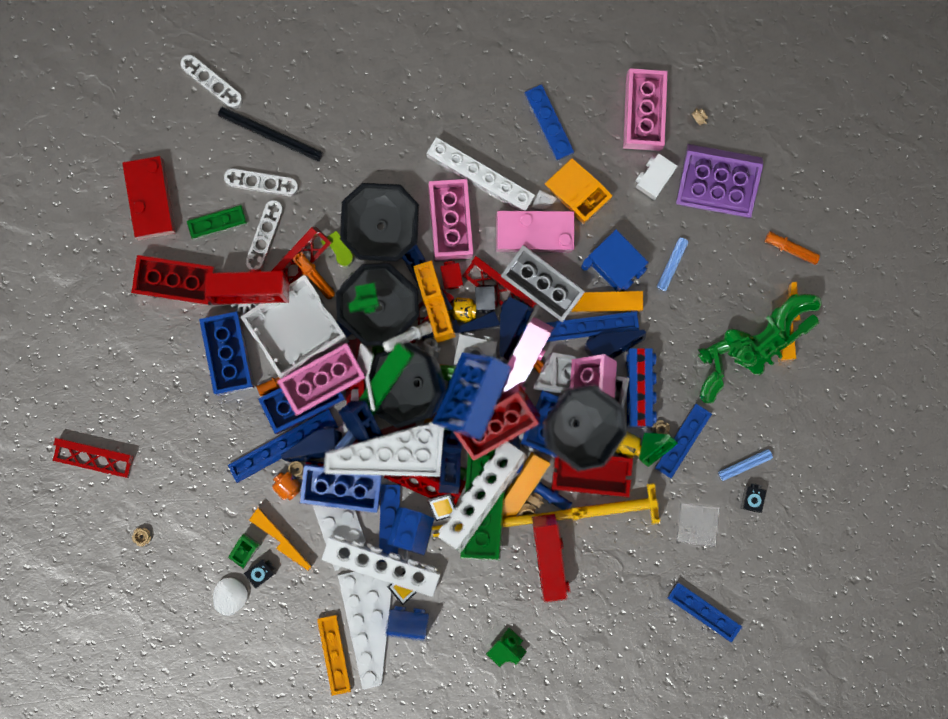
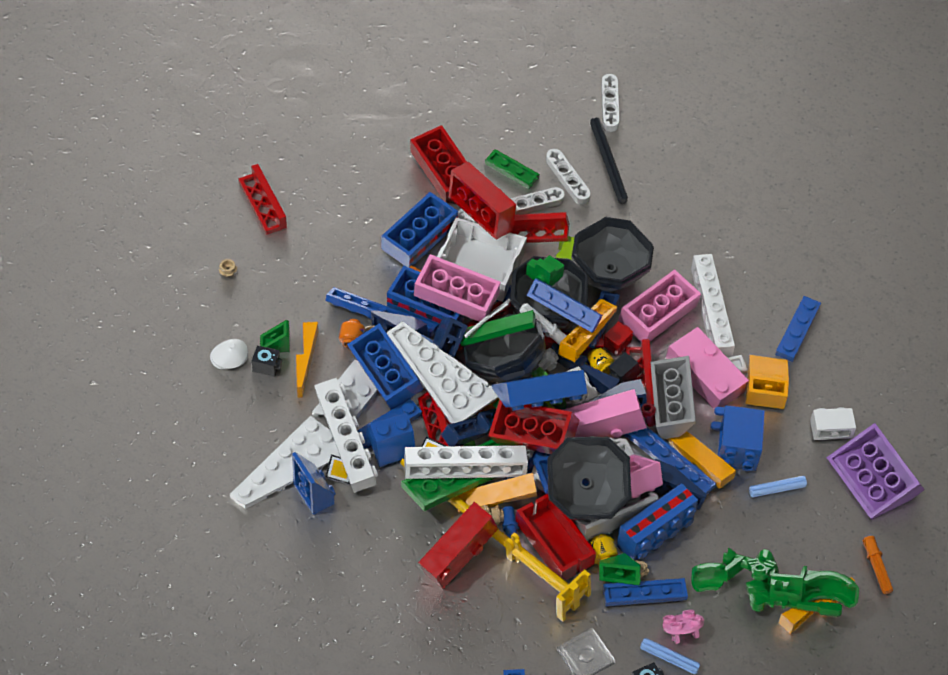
camera: 50 degrees right, 30 degrees down
(148, 198) = (489, 115): red brick -> none
(309, 269) = (533, 236): orange axle -> none
(334, 655) = (242, 455): light orange plate -> none
(408, 310) = (564, 305): none -> plate
(507, 649) = (354, 573): green brick -> none
(539, 315) = (648, 412): none -> dark red pin
(645, 109) = (874, 380): bright pink brick -> none
(700, 116) = (909, 425): tan plate -> none
(735, 429) = (682, 624): none -> bright pink plate

